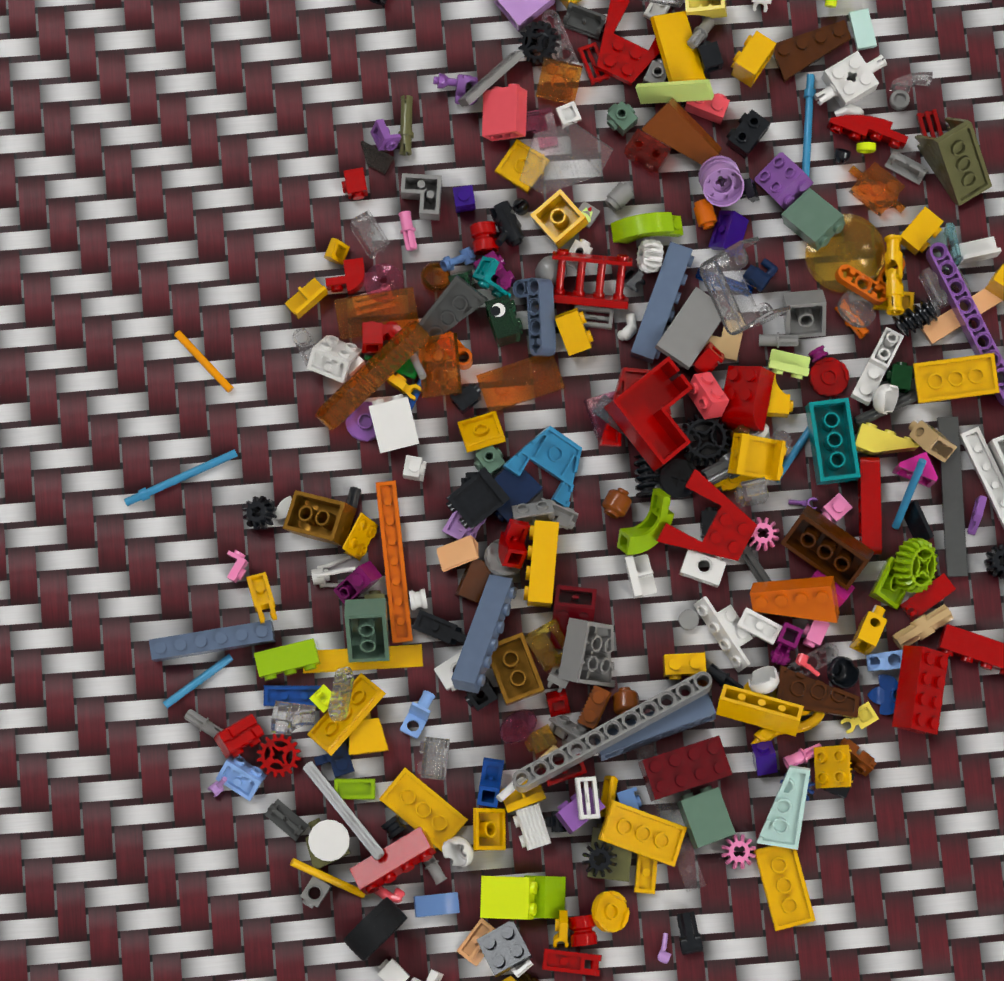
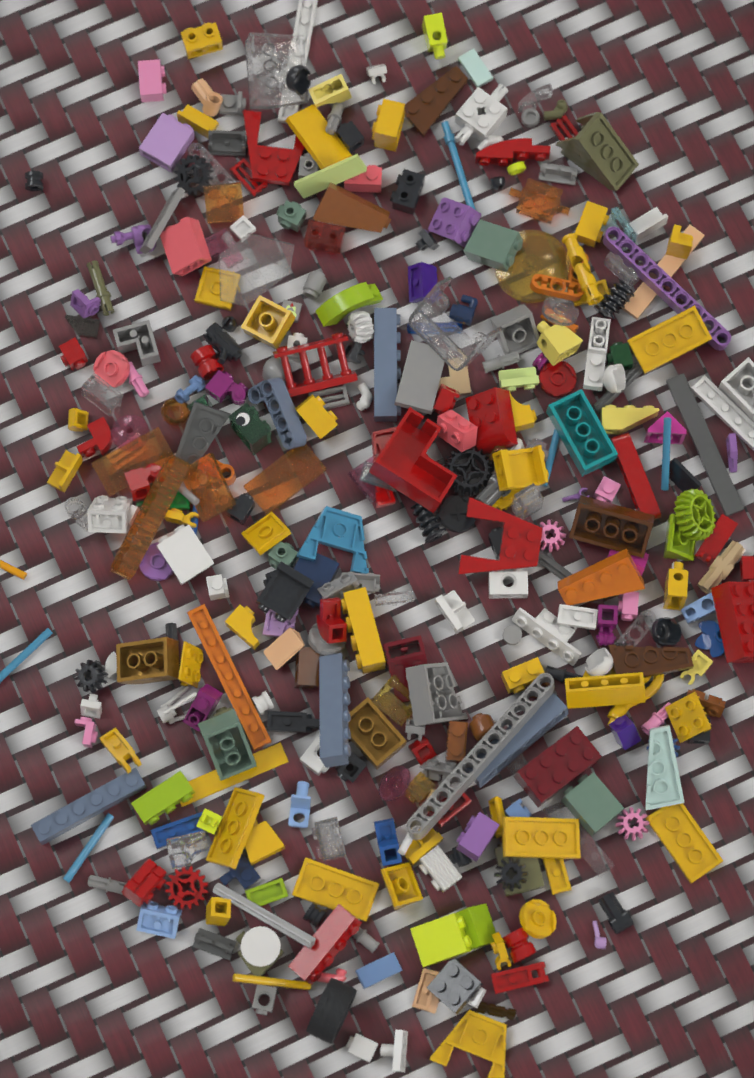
camera: 20 degrees left, 5 degrees down
(217, 787) = (140, 937): lavender hand -> none
(249, 543) = (91, 707): none -> white tile
(300, 790) = (218, 911): none -> yellow brick
(342, 685) = (223, 811): clear beam -> none
(389, 210) = (112, 367): none -> coral tile
(425, 512) = (241, 624): none -> yellow arch
(458, 850) = (381, 914): white hair -> none
(464, 198) = (176, 334): dark purple brick -> none
(484, 273) = (218, 393): teal bracket -> none
(581, 816) = (481, 840): white tile -> none
(584, 541) = (393, 598): none -> clear pin
(616, 503) = (410, 554): dark orange head -> none
(644, 535) = (446, 572): lime arch -> none
(705, 214) = (395, 274): orange brick -> none
(721, 191) = (409, 242): lavender wheel -> none
(802, 660) = (625, 634): coral hand -> none
(841, 340) = (557, 342): none -> light yellow torso
(927, 436) = (663, 399): tan torso -> none
(928, 104) = (558, 111): none -> olive arm

